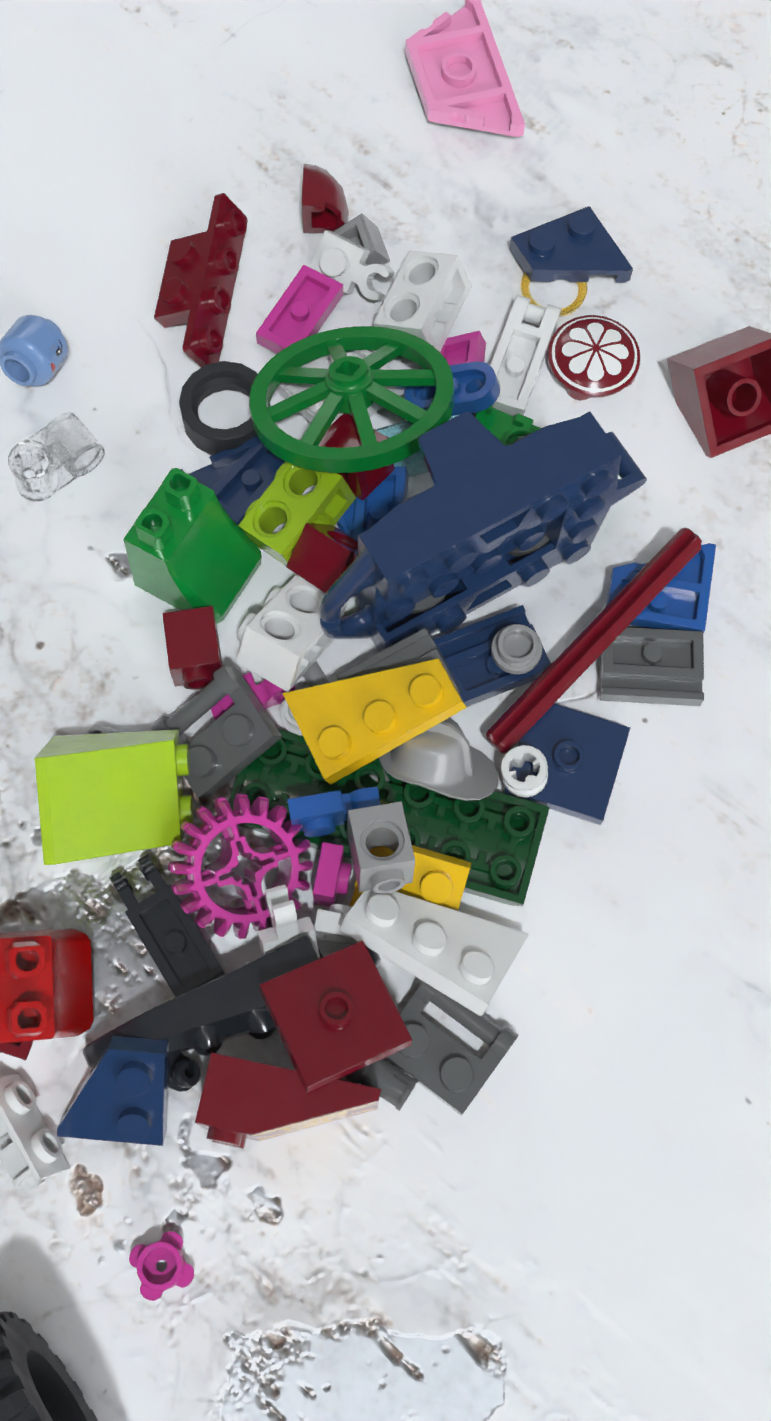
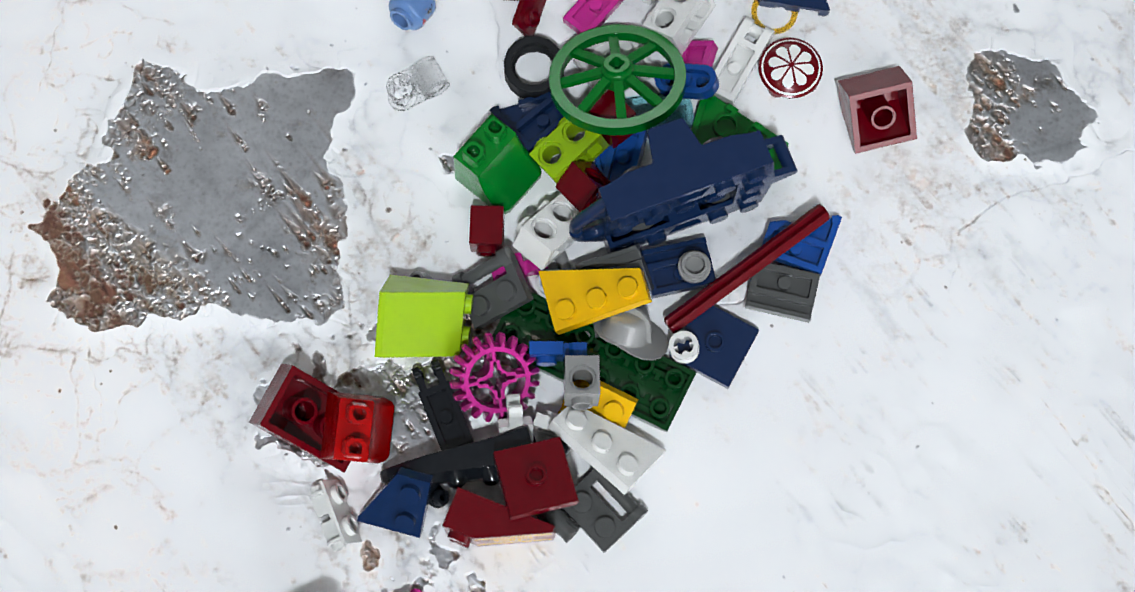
camera: 15 degrees right, 5 degrees up
(332, 875) = (550, 392): dark pink plate -> none

